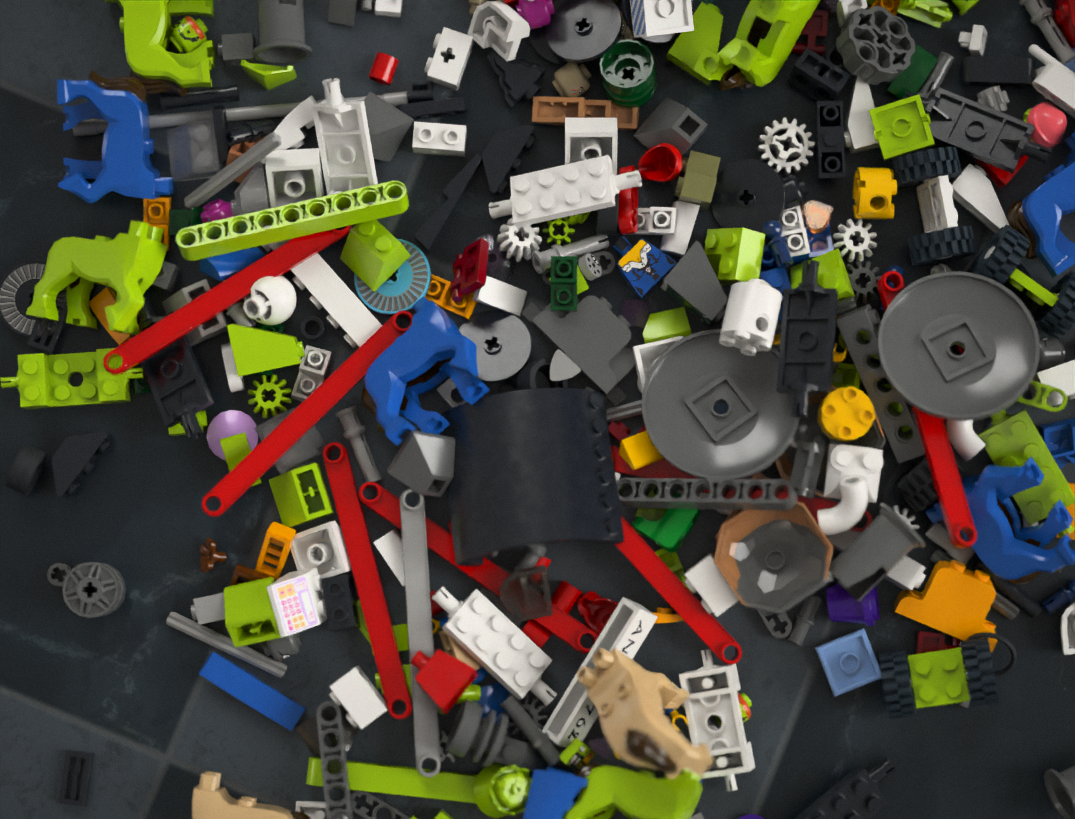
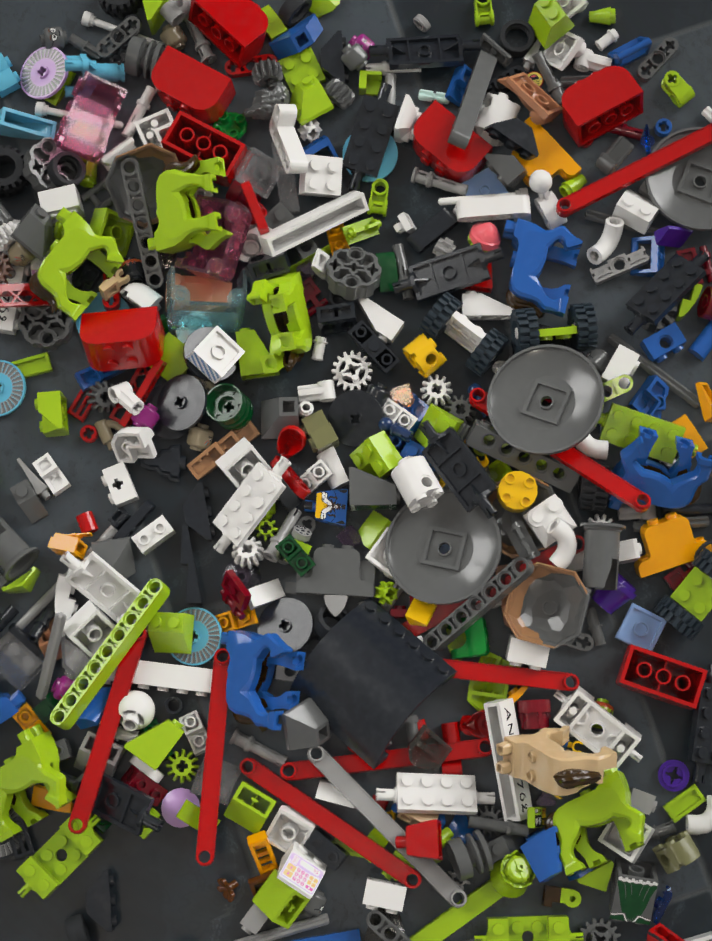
camera: 30 degrees left, 5 degrees down
(215, 376) = (143, 783): none -> dark red bracket
(349, 75) = (69, 542): none -> light orange piece
(623, 401) = (386, 592): none -> lime gear
(633, 586) = (485, 692): none -> lime slope
(665, 651) = (534, 713): none -> dark red piece
(708, 142) = (305, 405): none -> white pin
(737, 140) = (322, 391): none -> white piece
(773, 93) = (319, 347): none -> white pin
(825, 728) = (661, 677): none -> red brick
(901, 127) = (407, 306): lime plate -> none

